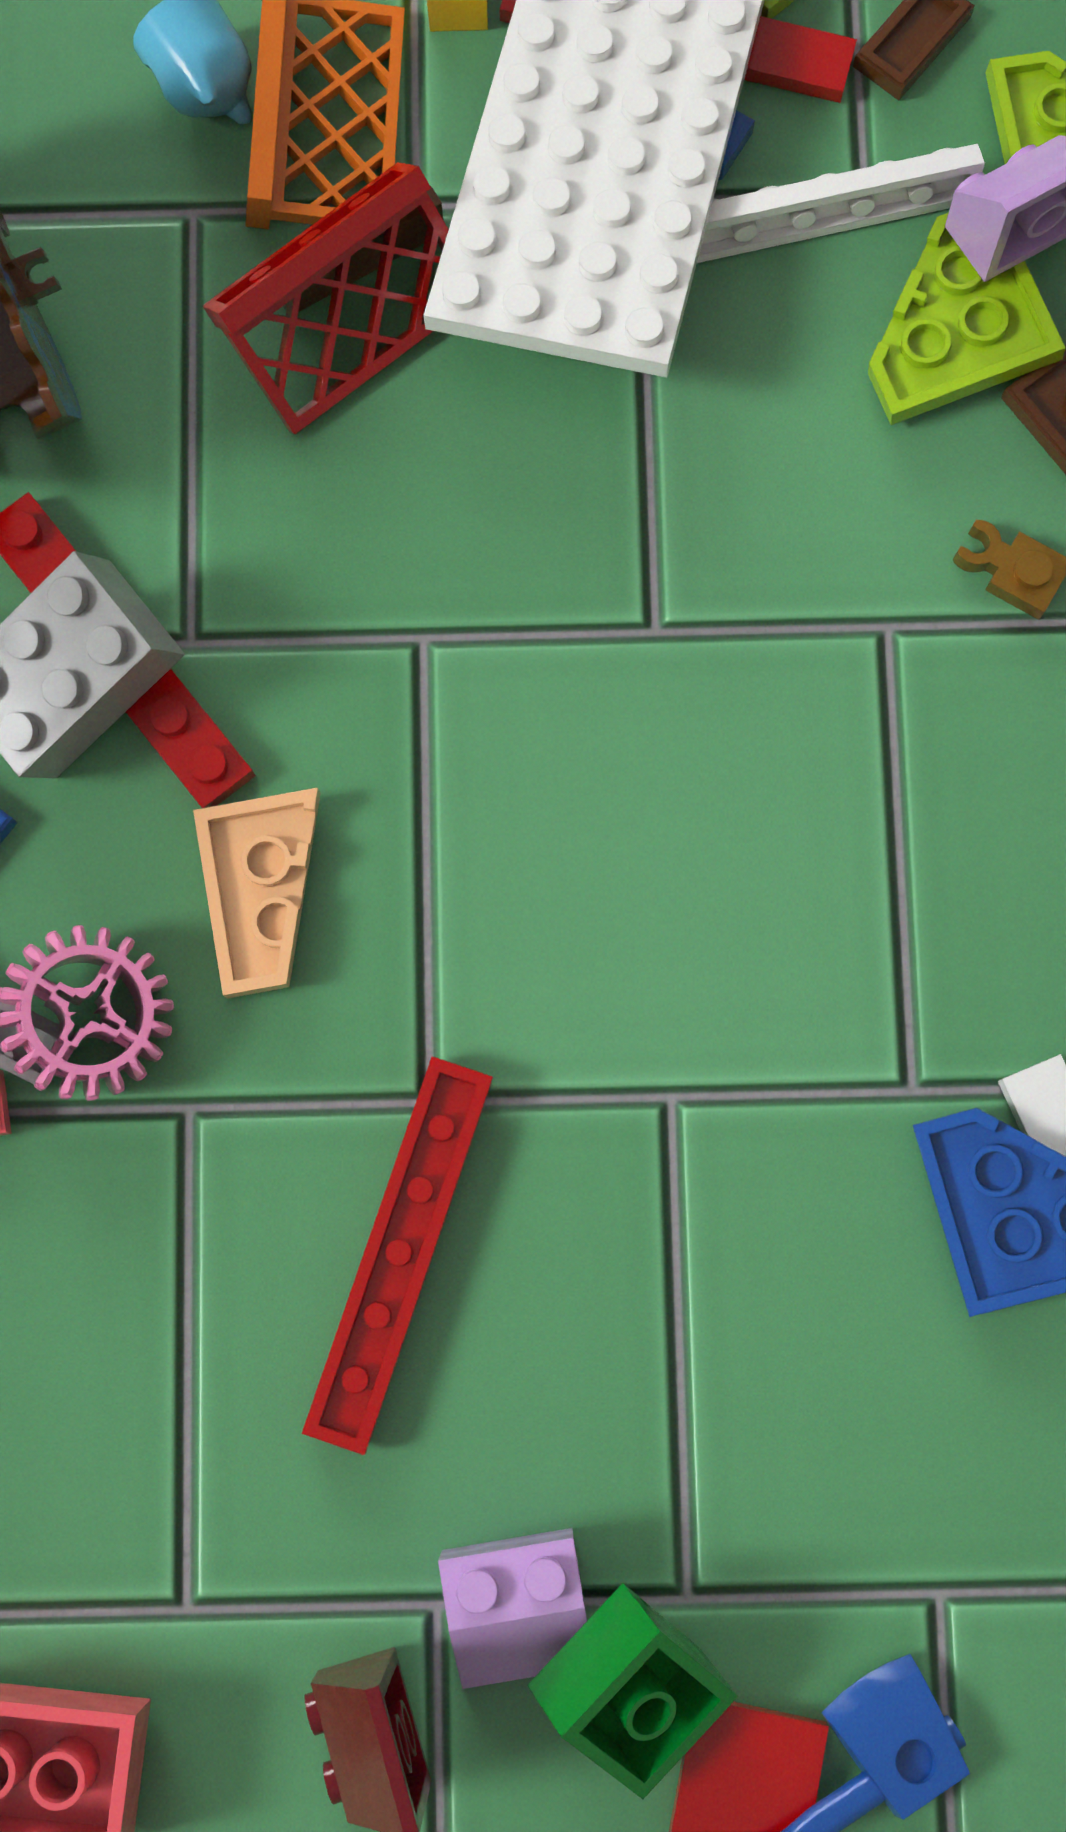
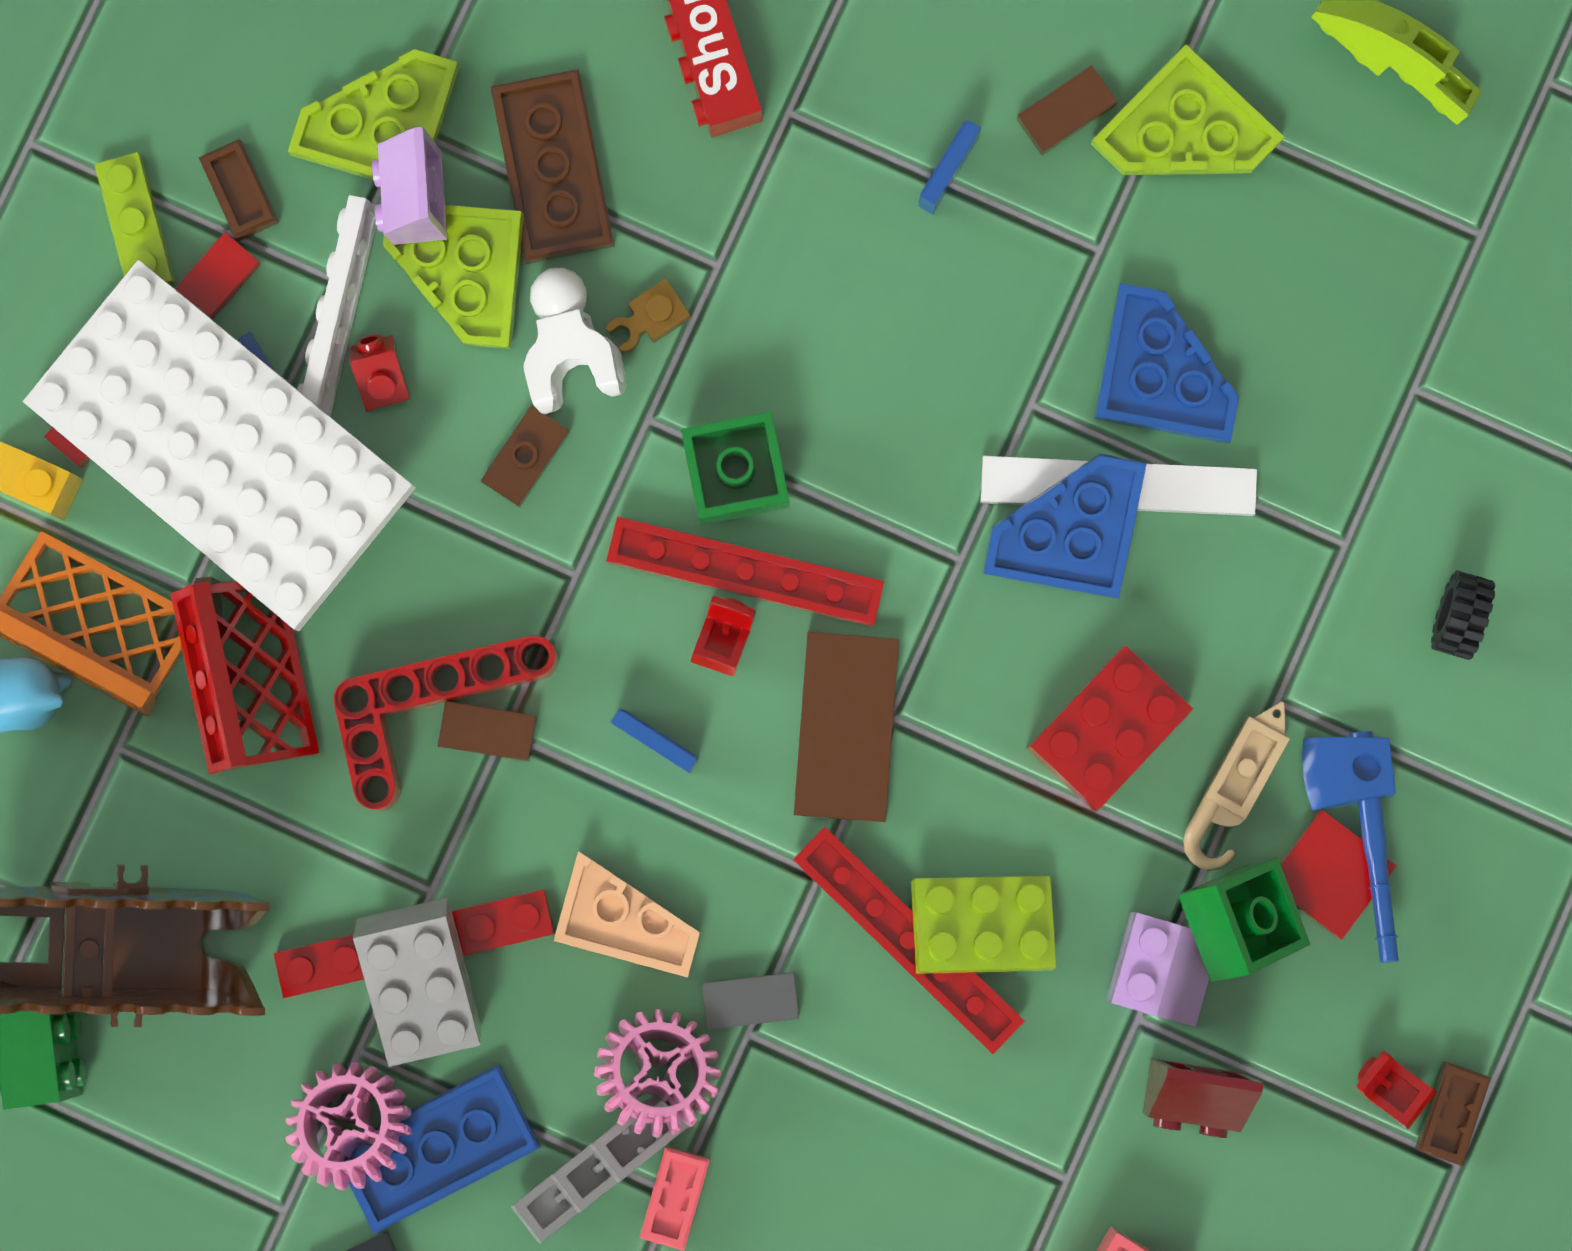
camera: 65 degrees left, 5 degrees up
(231, 1089) = (750, 1000): none -> dark grey tile
(414, 615) = (487, 731): none -> reddish brown tile
(423, 516) = (424, 694): none -> red beam
(463, 1341) = (983, 924): none -> lime plate
(499, 816) = (655, 740): none -> blue tile
(631, 1046) = (846, 727): none -> reddish brown tile
(670, 838) = (723, 635): none -> red bracket
(764, 830) = (745, 571): none -> red plate
(769, 502) = (525, 456): none -> reddish brown plate
(782, 284) = (378, 371): none -> red bracket
(797, 1386) = (1109, 728): none -> red brick
(809, 1592) = (1237, 782): none -> tan plate
(886, 749) = (735, 468): none -> green brick
(933, 479) = (567, 340): none -> white piece

